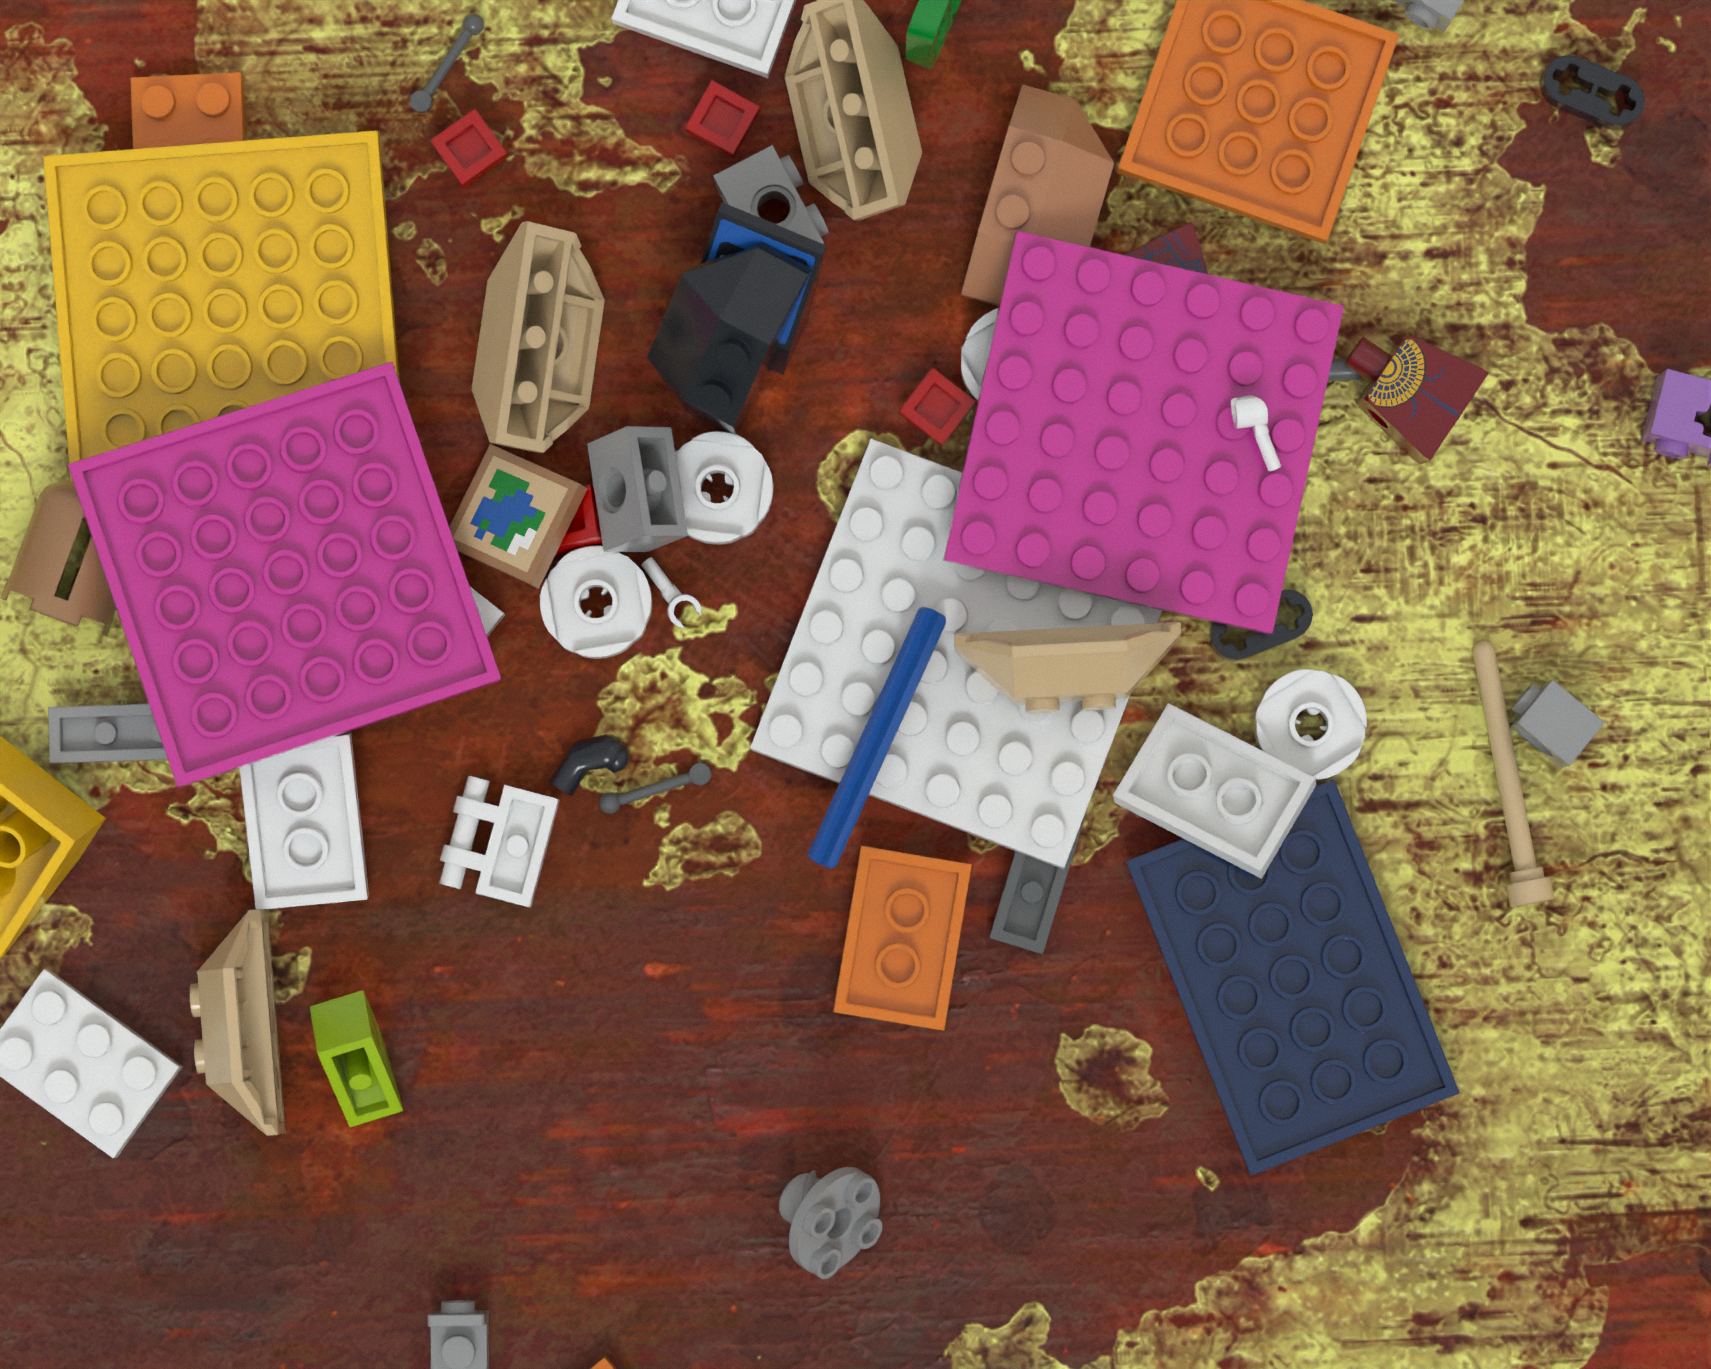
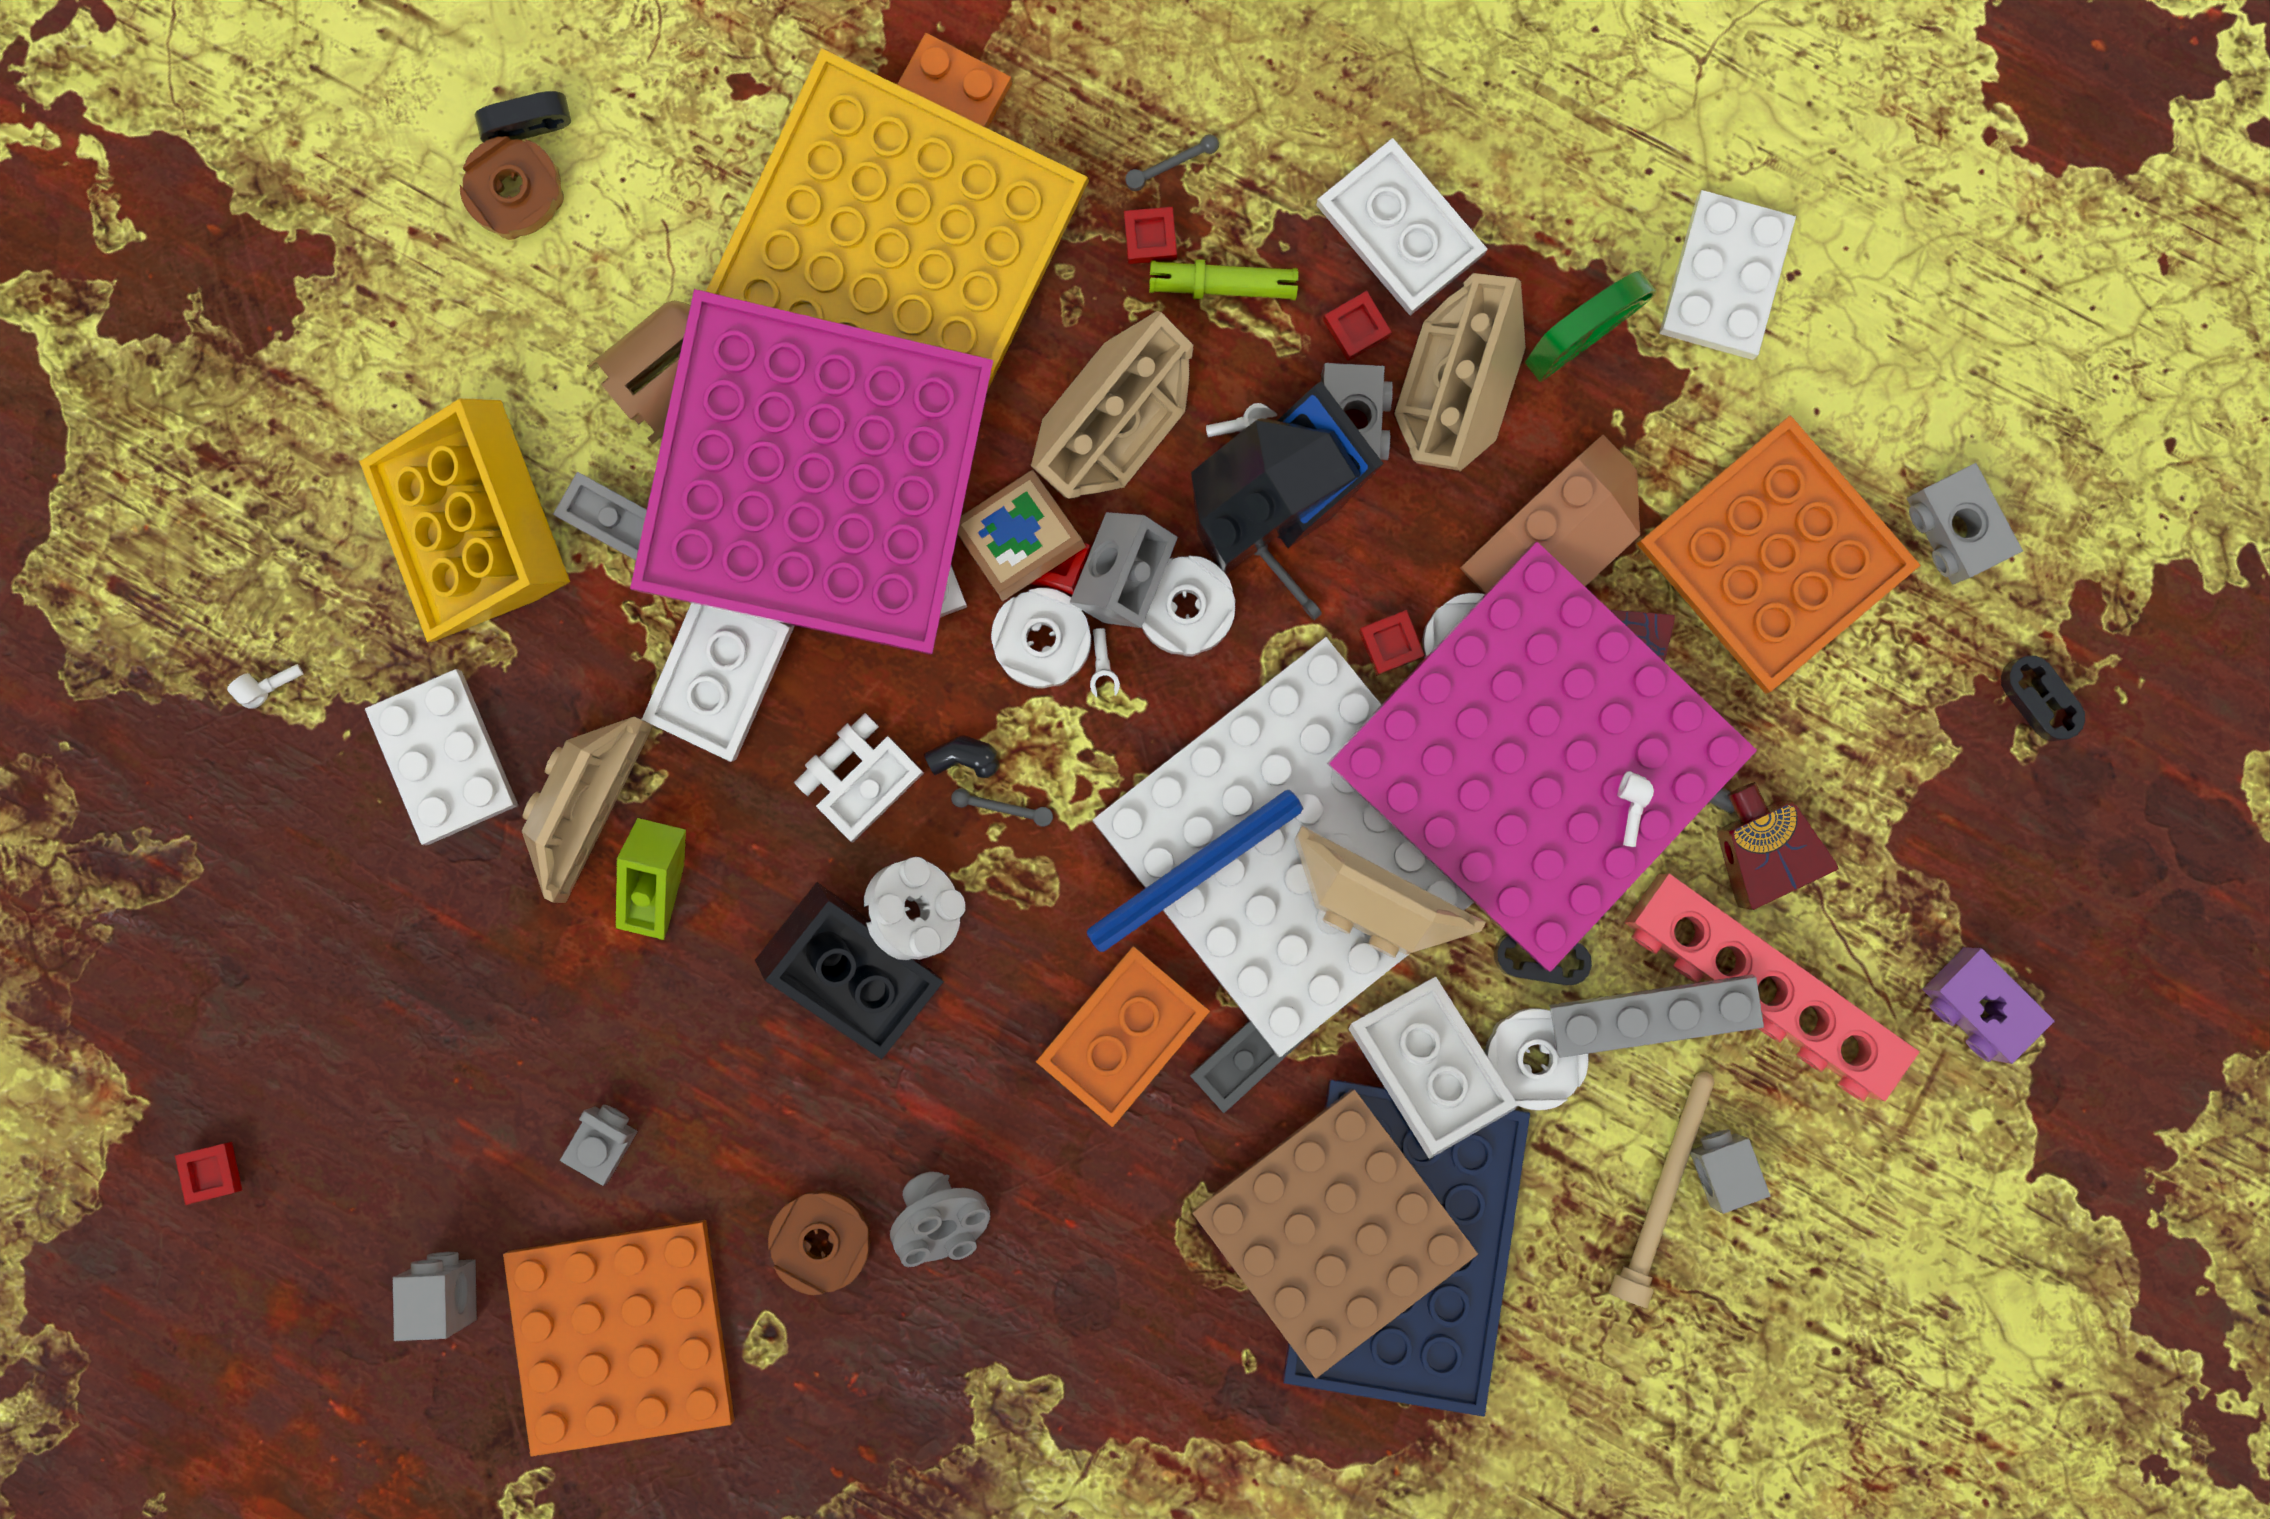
camera: 30 degrees right, 0 degrees up
(565, 150) = (1222, 280): none -> lime pin
(601, 1033) = (841, 974): none -> black slope
(645, 913) = (938, 904): none -> white plate
(673, 268) = (1253, 413): none -> white hand
(705, 1332) = (791, 1249): none -> dark orange plate
(836, 418) = (1307, 604): none -> dark grey hinge
(1214, 1003) = (1334, 1233): none -> medium nougat plate
(1397, 615) = (1656, 1016): none -> light grey plate
(1634, 522) = (1881, 1053): none -> coral brick

